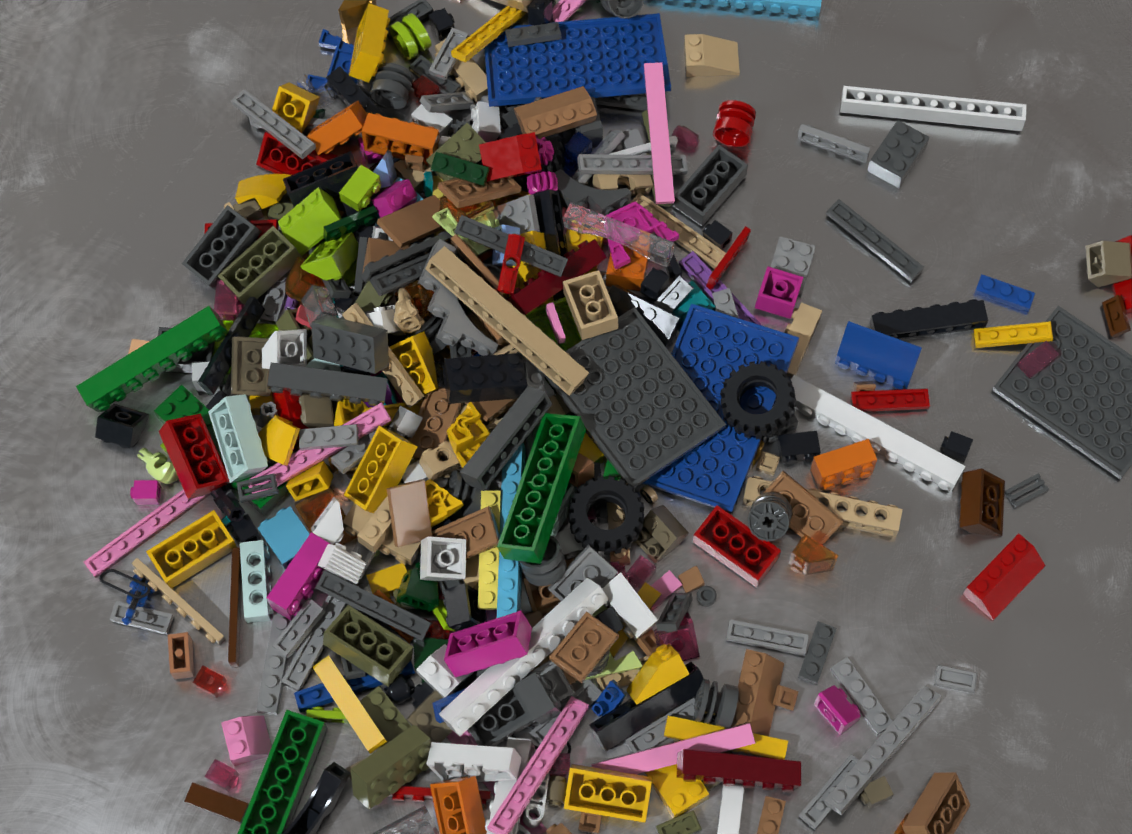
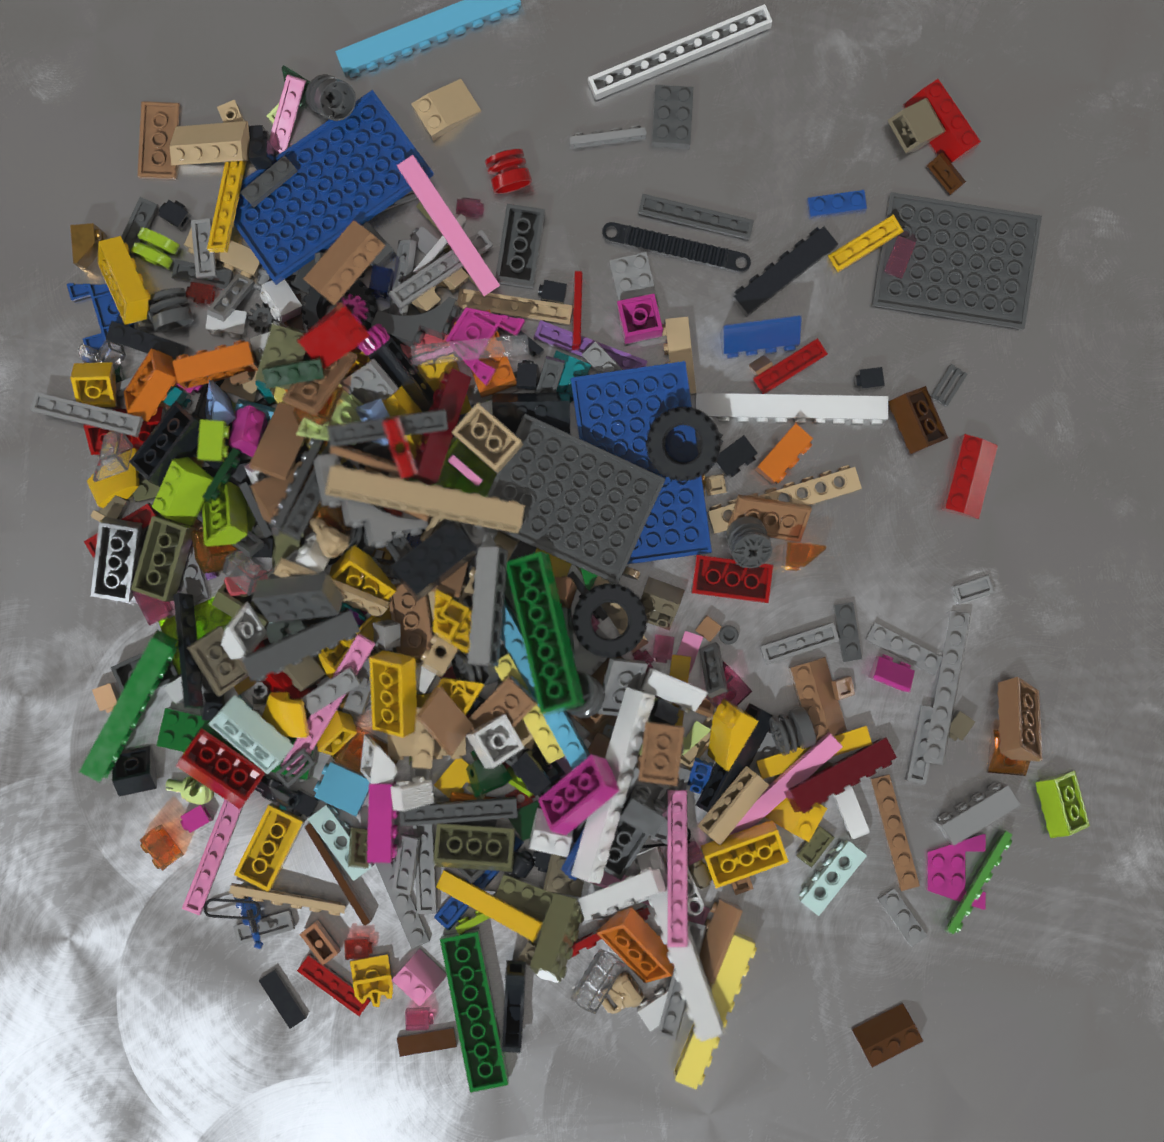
camera: 30 degrees left, 20 degrees up
(101, 498) = (161, 847): none -> clear orange slope
(116, 690) = (282, 998): none -> black tile
(168, 703) = (332, 984): none -> red plate
(205, 714) = (372, 978): none -> yellow plate
(259, 595) = (358, 848): none -> olive plate
(272, 166) = (113, 456): none -> clear slope
(356, 151) = (175, 394): none -> teal brick
(623, 740) = (733, 805): none -> tan brick
(844, 256) = (676, 247): none -> black gear

